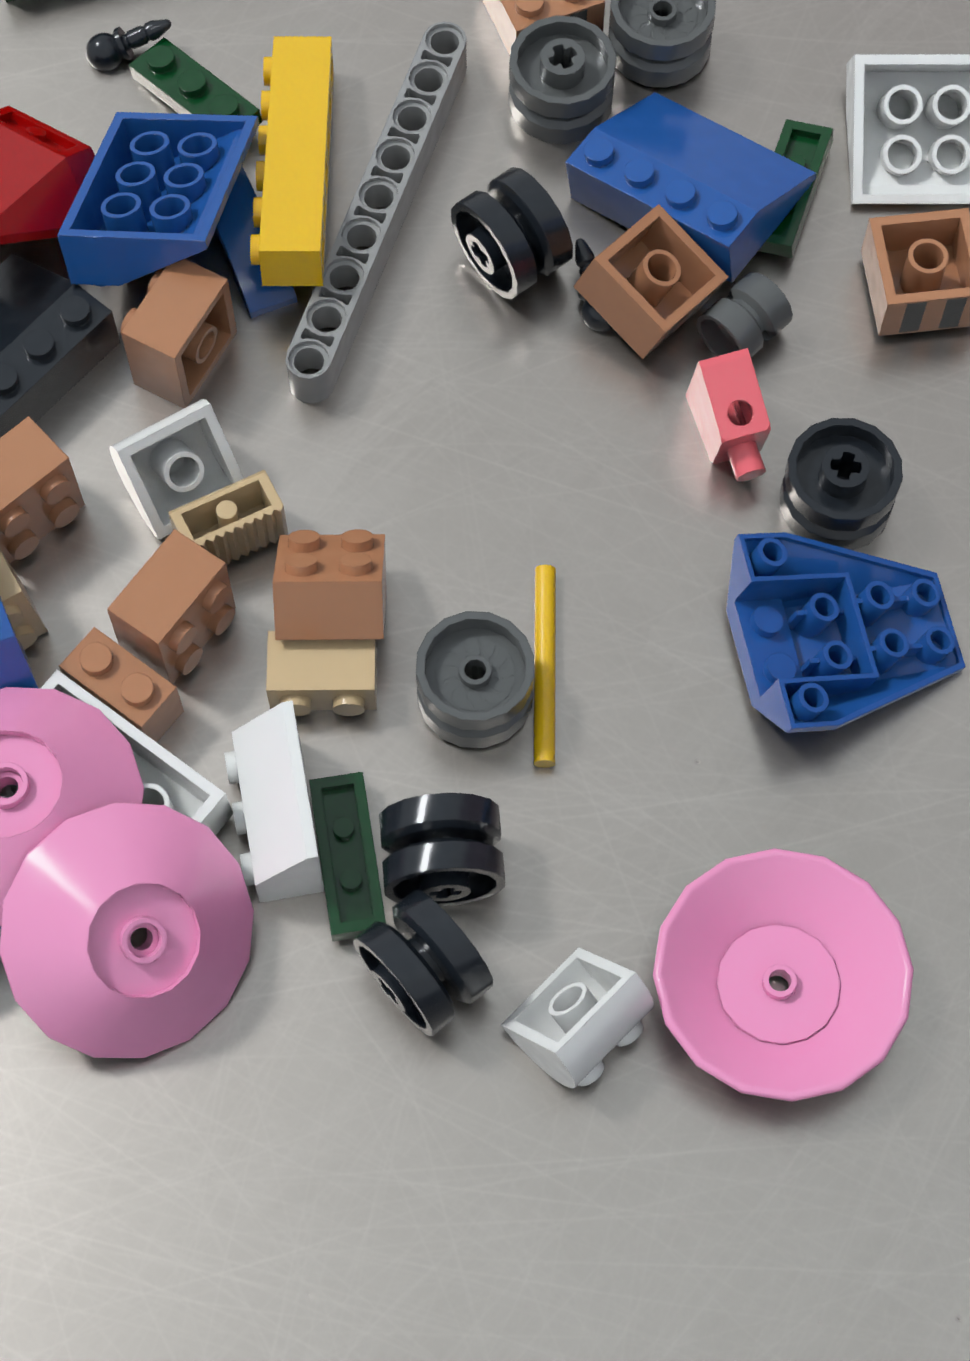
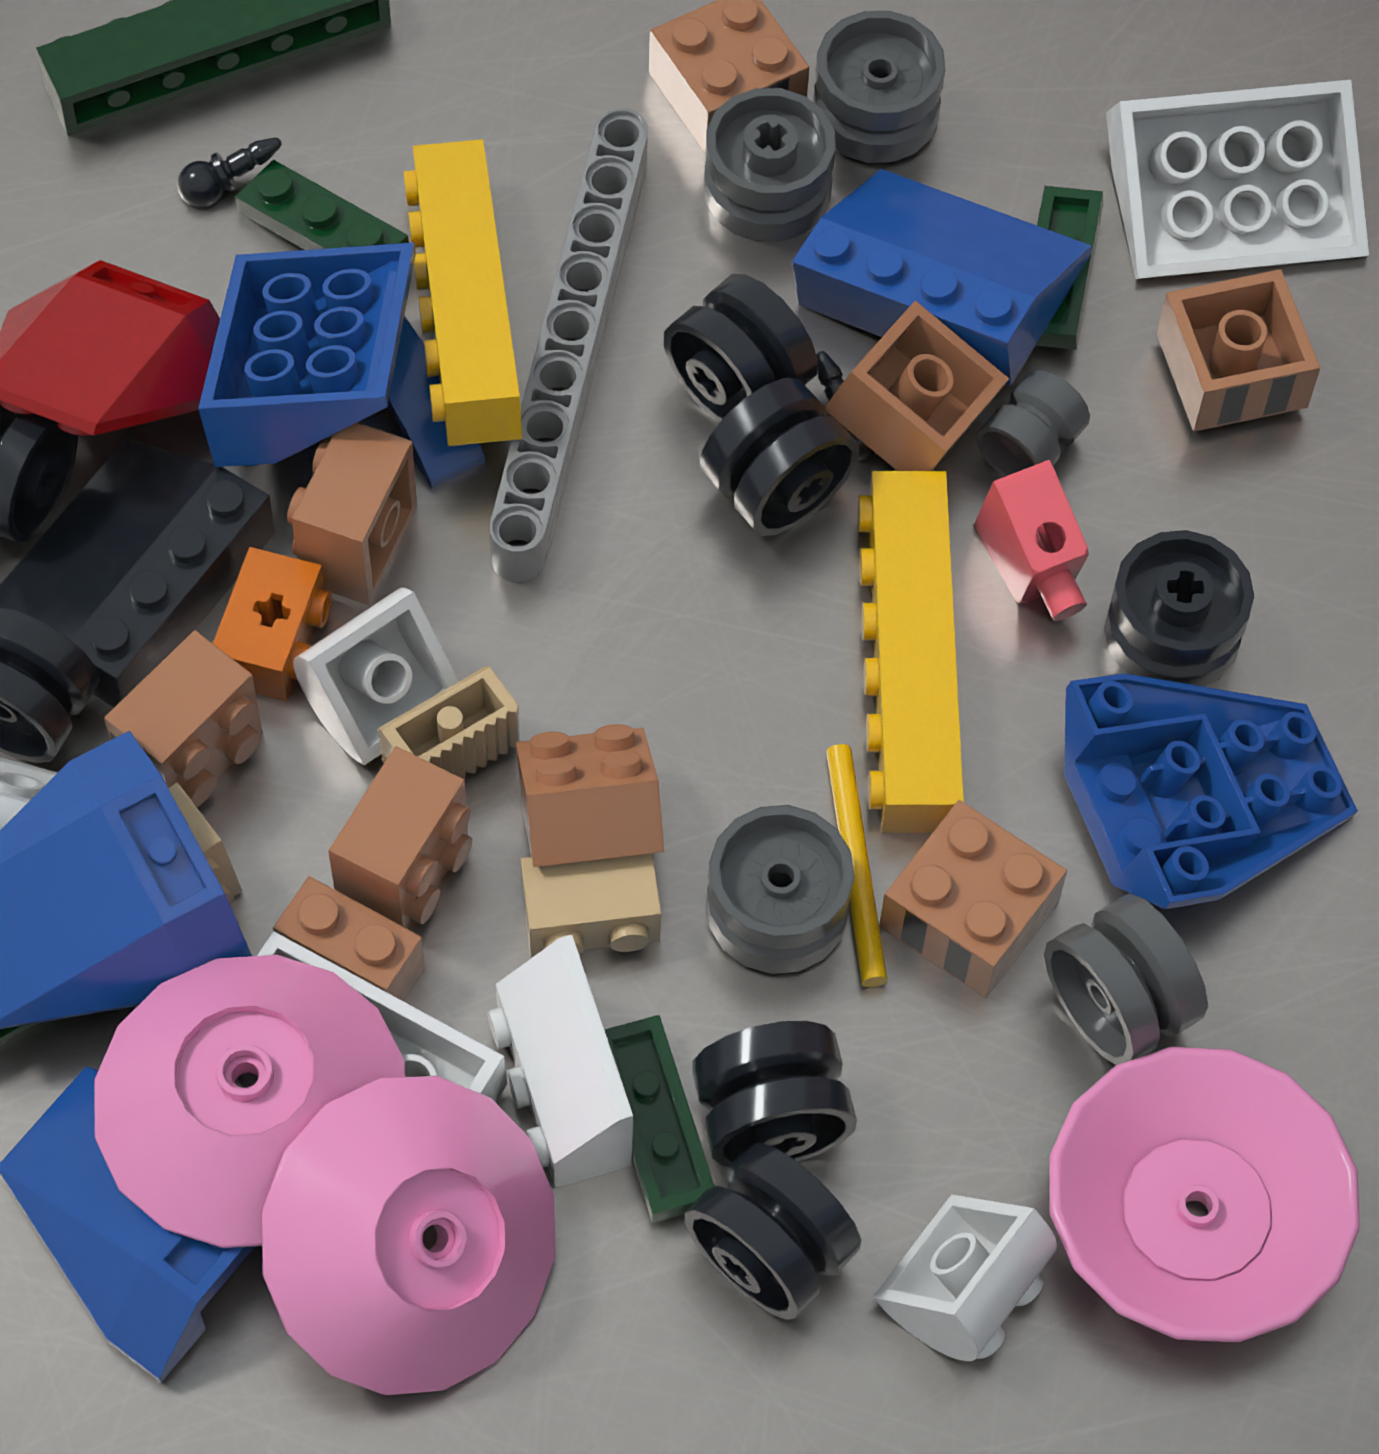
camera: 10 degrees left, 5 degrees down
(99, 412) = (273, 618): none -> orange brick
(529, 322) = (779, 456): none -> black wheel
(617, 495) = (913, 650): none -> yellow brick
(633, 704) = (972, 898): none -> nougat brick
(746, 787) = (1126, 979): none -> dark grey wheel

